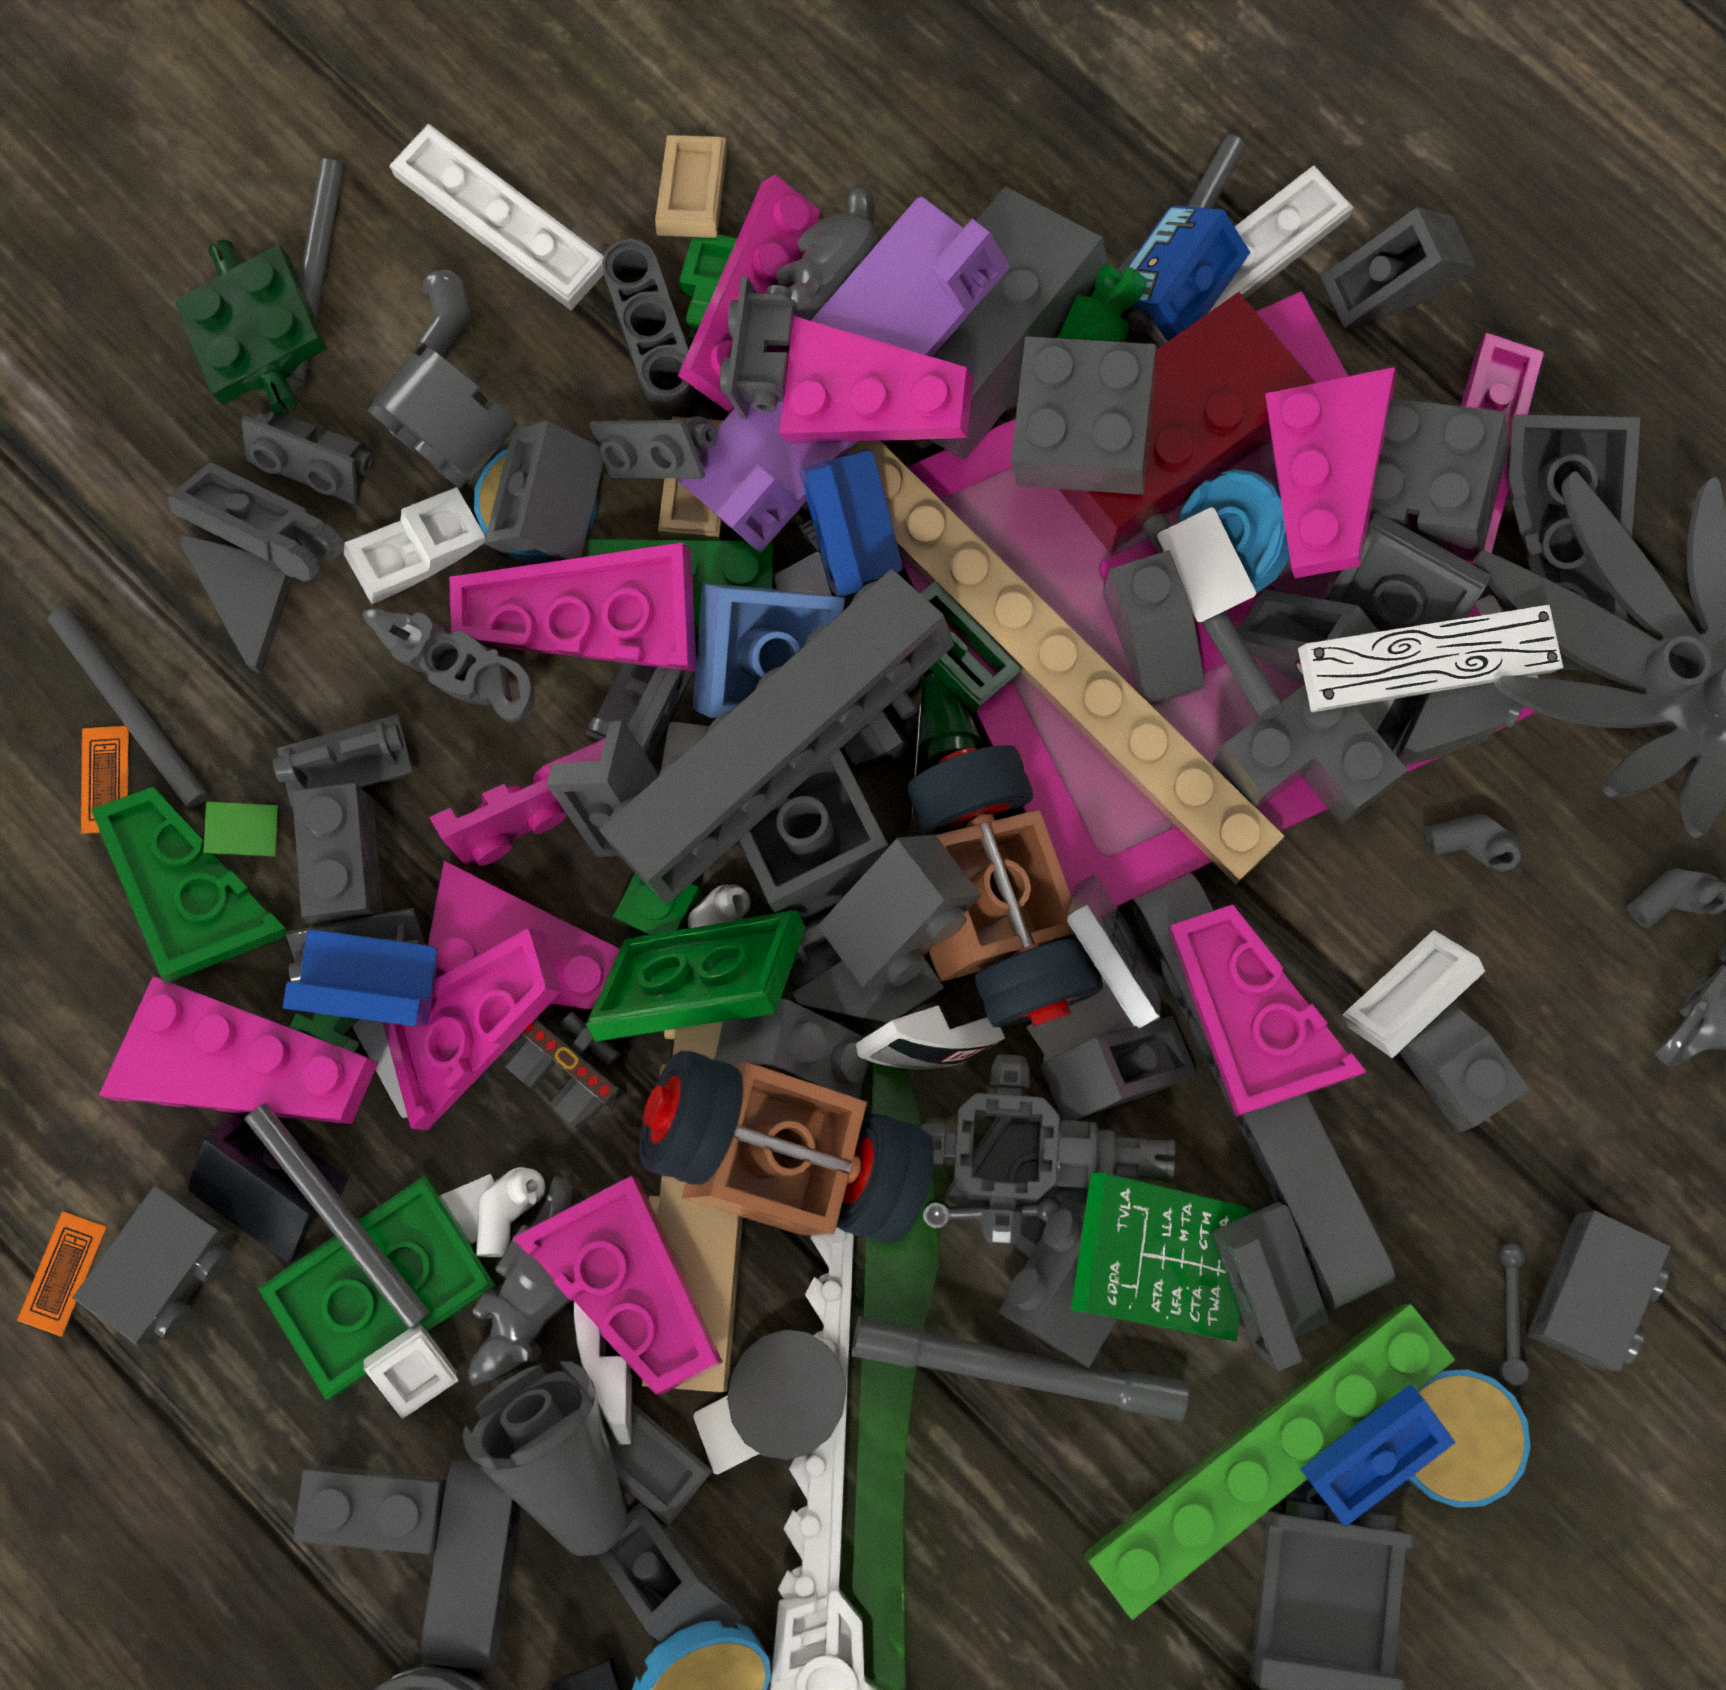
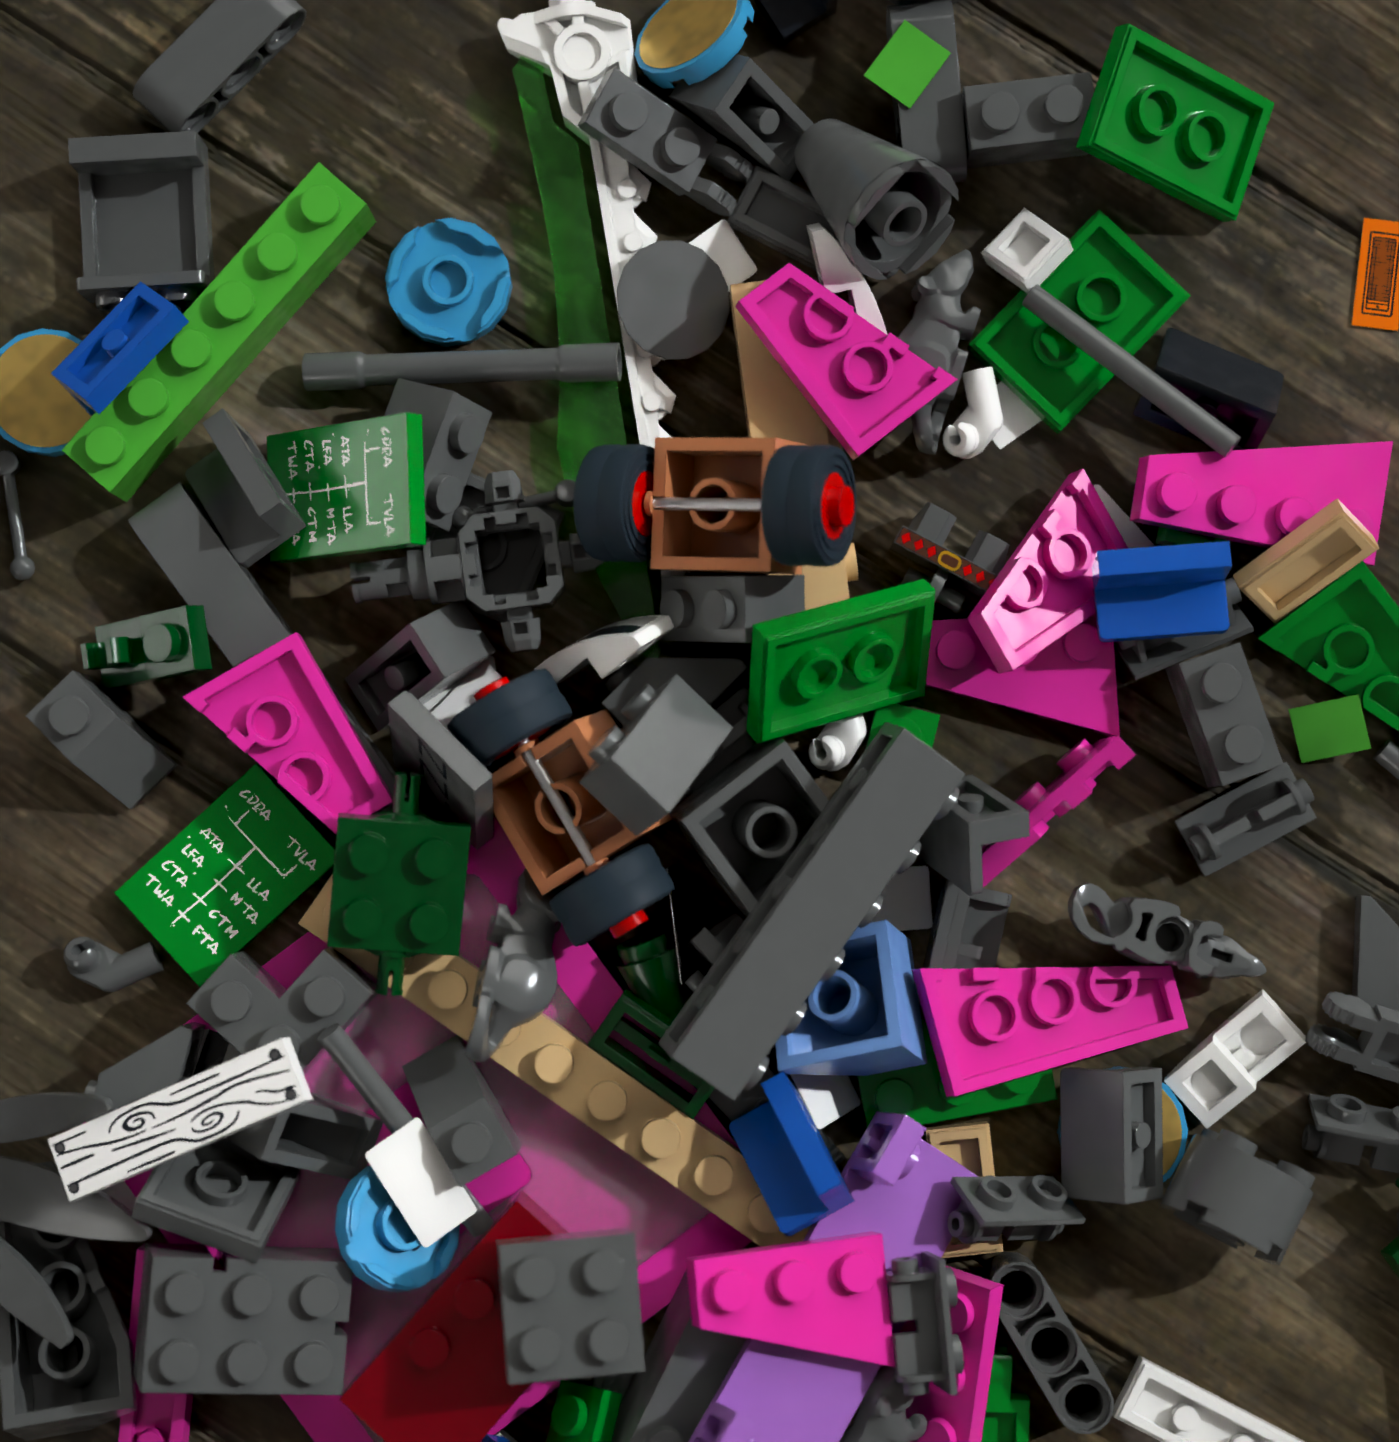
camera: 165 degrees right, 10 degrees up
(156, 1267) = (1290, 293): dark grey brick -> none
(215, 988) = (1306, 561): none -> tan tile
(222, 1470) = (1175, 123): none -> green tile
(449, 307) = (1265, 1326): dark grey arm -> none
(483, 1595) = (907, 64): none -> bright green sticker
(763, 1569) = (662, 142): none -> dark grey hinge
(1017, 1469) = (448, 282): none -> dark azure tile
(1074, 739) = (518, 974): none -> dark grey animal
(1178, 845) = (398, 884): none -> dark green plate
(1327, 465) = (315, 1304): dark pink wing -> none
(1347, 902) = (228, 874): none -> green tile
(1392, 1139) = (150, 647): none -> dark green plate
(1413, 993) = (149, 797): white tile -> none

